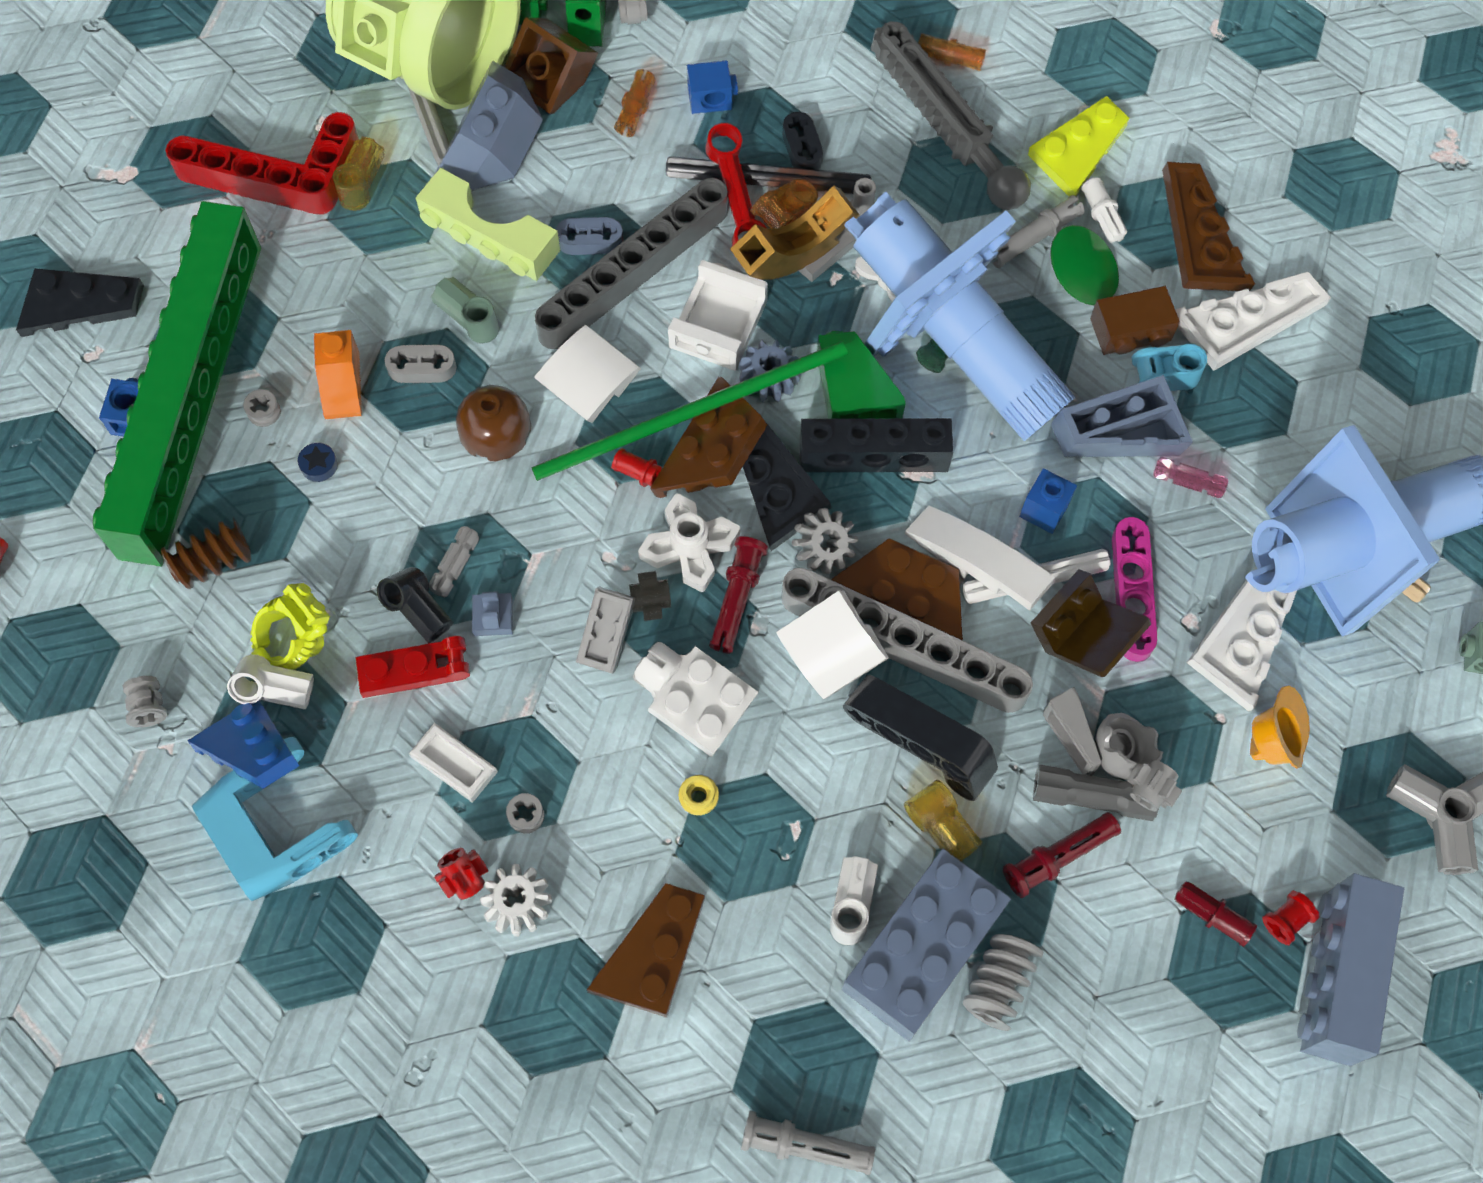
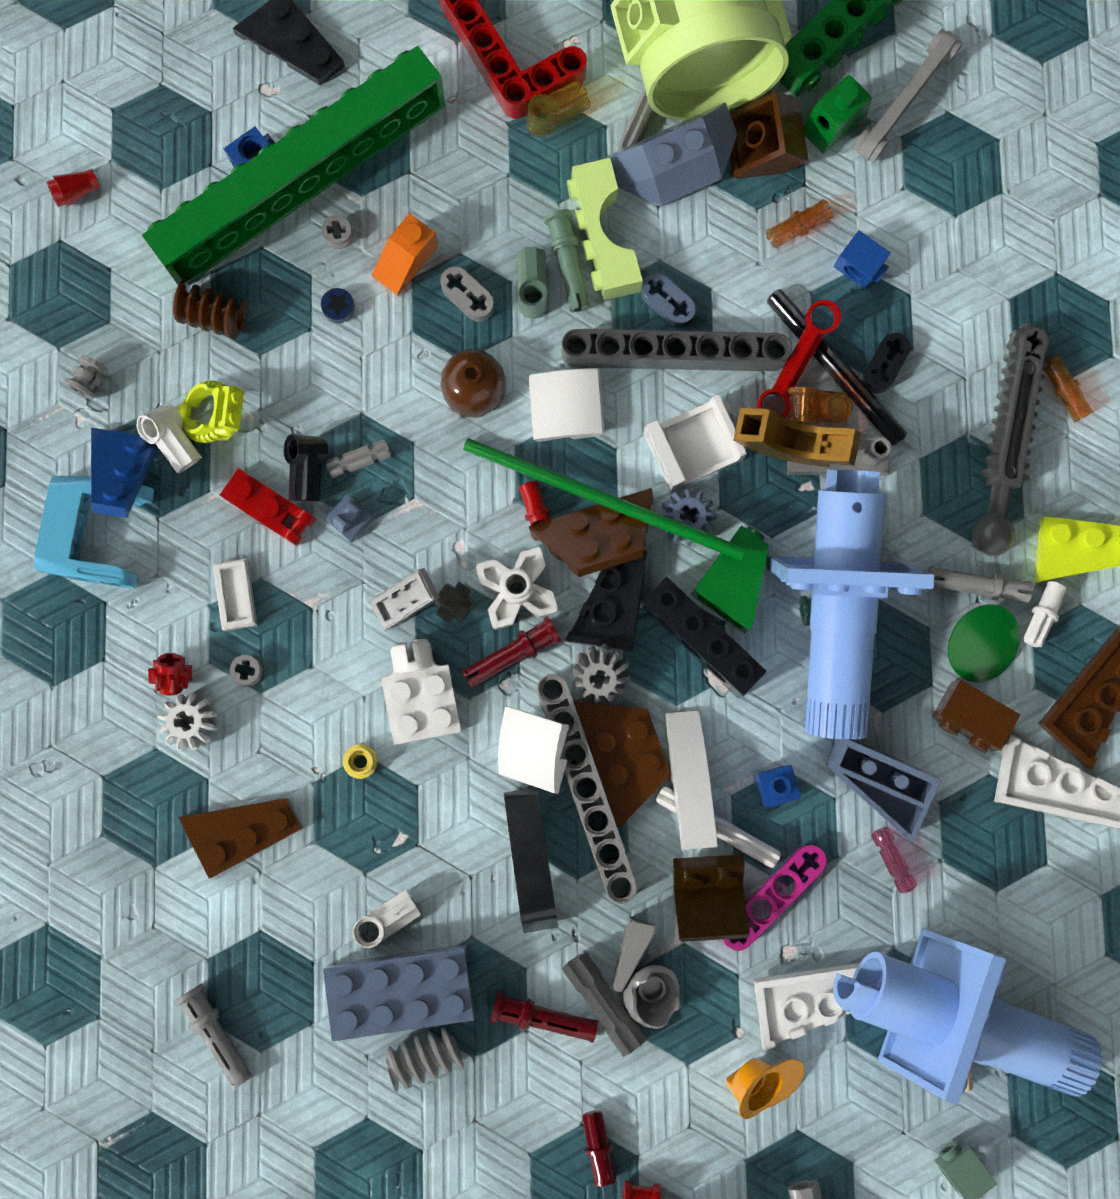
camera: 40 degrees right, 15 degrees up
(466, 263) = (565, 246): none -> sand green pin
(937, 813) = (490, 920): clear yellow piece -> none
(1154, 785) = (633, 1042): light grey gear -> none
(1168, 361) = (956, 766): medium azure piece -> none

